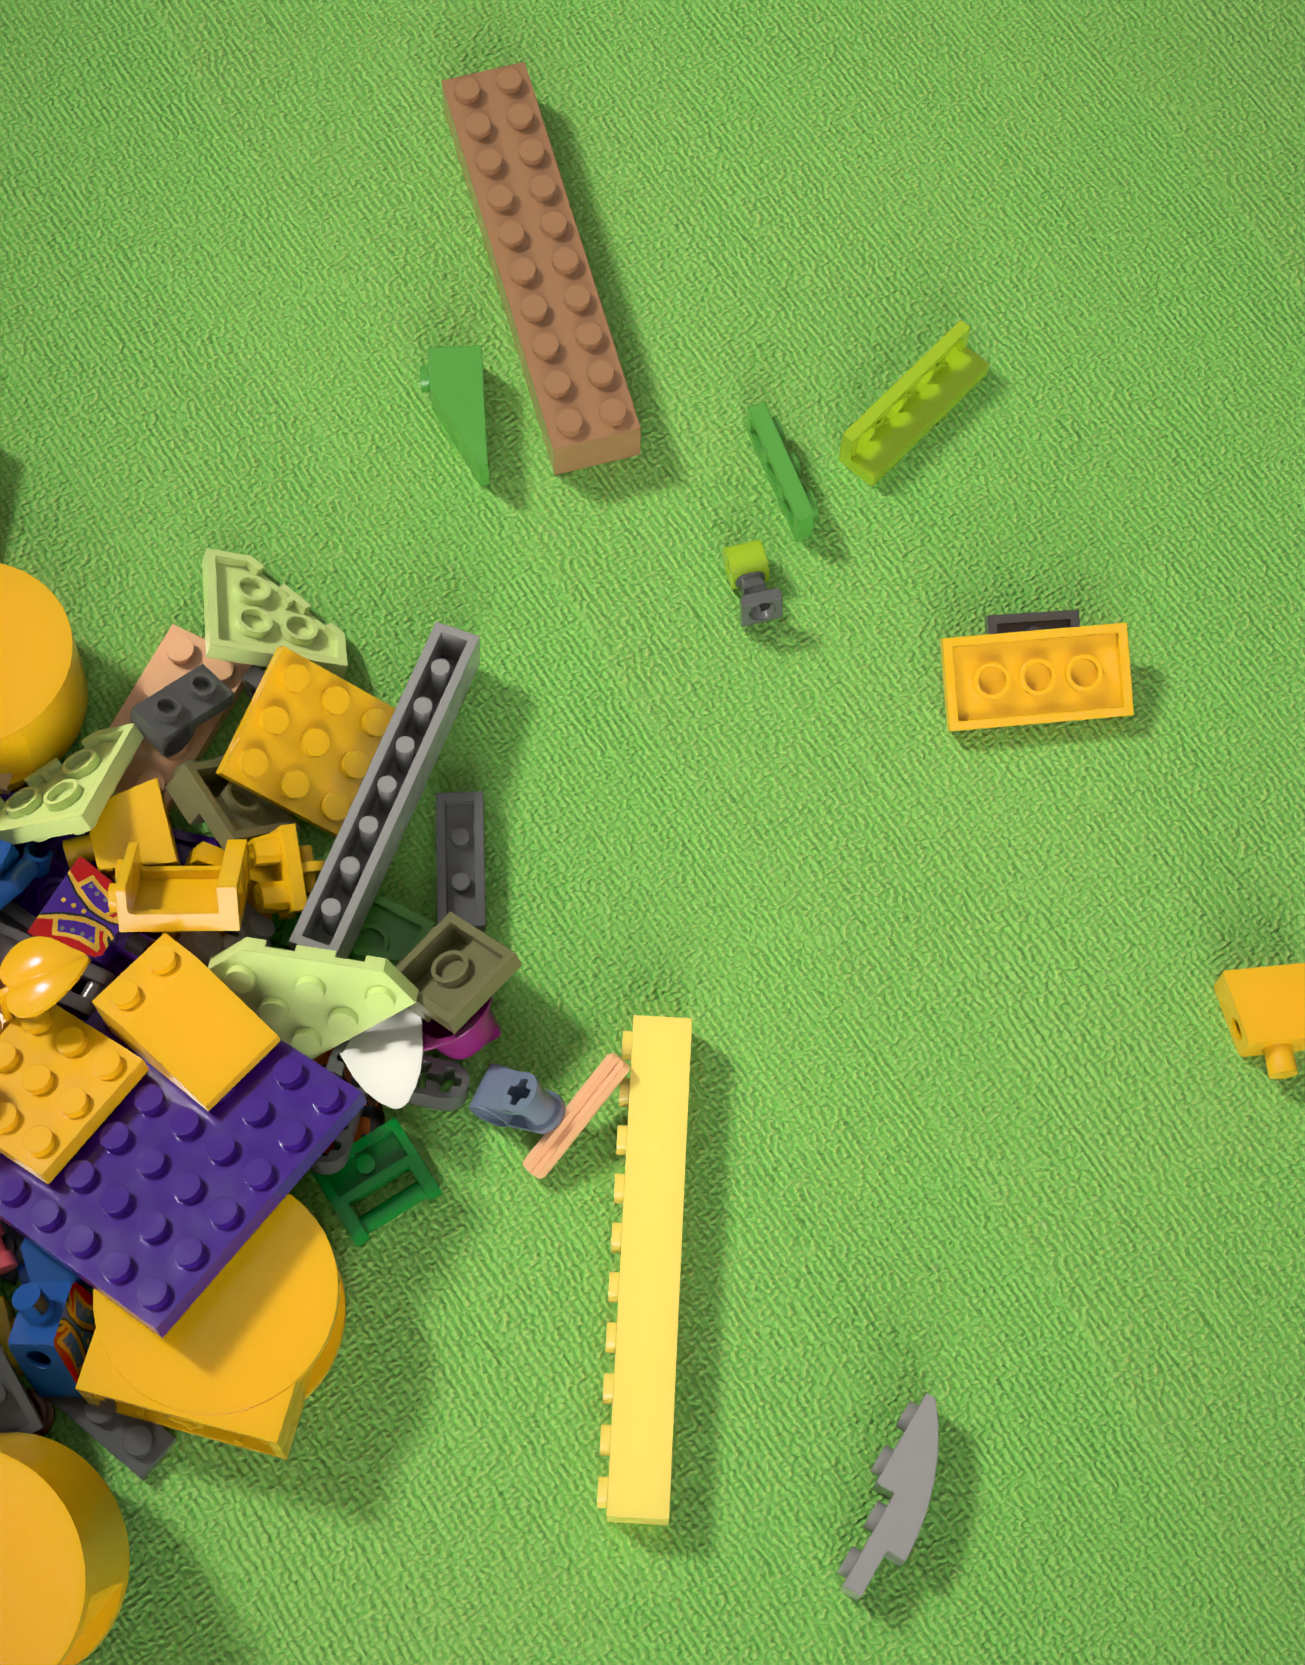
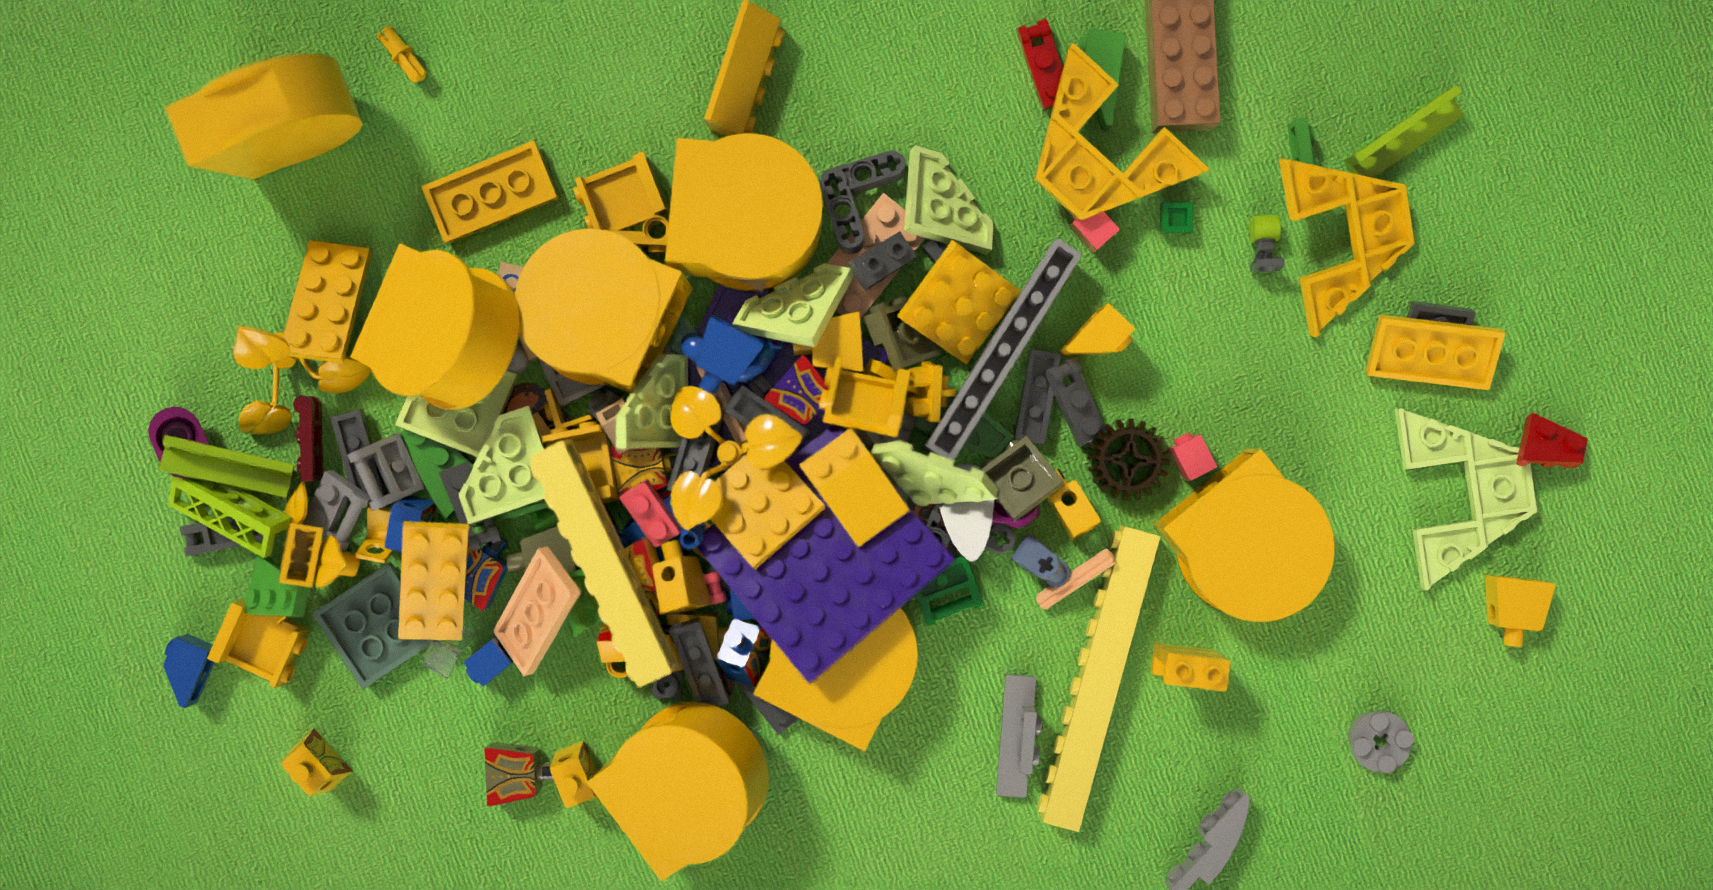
camera: 15 degrees right, 20 degrees up
(120, 625) = (850, 186): none -> dark grey beam
(378, 416) = (1041, 61): none -> red plate
(457, 533) = (1082, 175): none -> yellow wing
(493, 608) = (1094, 230): none -> coral brick
(520, 854) = (1075, 401): none -> dark grey plate
(530, 748) = (1101, 334): none -> yellow slope
(537, 1393) = (1017, 736): none -> light grey bracket
(550, 1011) = (1075, 518): none -> yellow torso
(613, 574) = (1176, 217): none -> green plate
(636, 917) = (1128, 473): none -> dark brown gear
(716, 898) = (1191, 456): none -> coral brick
(784, 1204) = (1190, 667): none -> yellow panel
(830, 996) = (1251, 541): none -> yellow brick
(903, 523) = (1377, 228): none -> yellow wing
(1150, 1259) = (1397, 740): none -> light grey plate
(1186, 844) = (1497, 491): none -> yellowish green wing
(1247, 770) = (1550, 444): none -> red wing

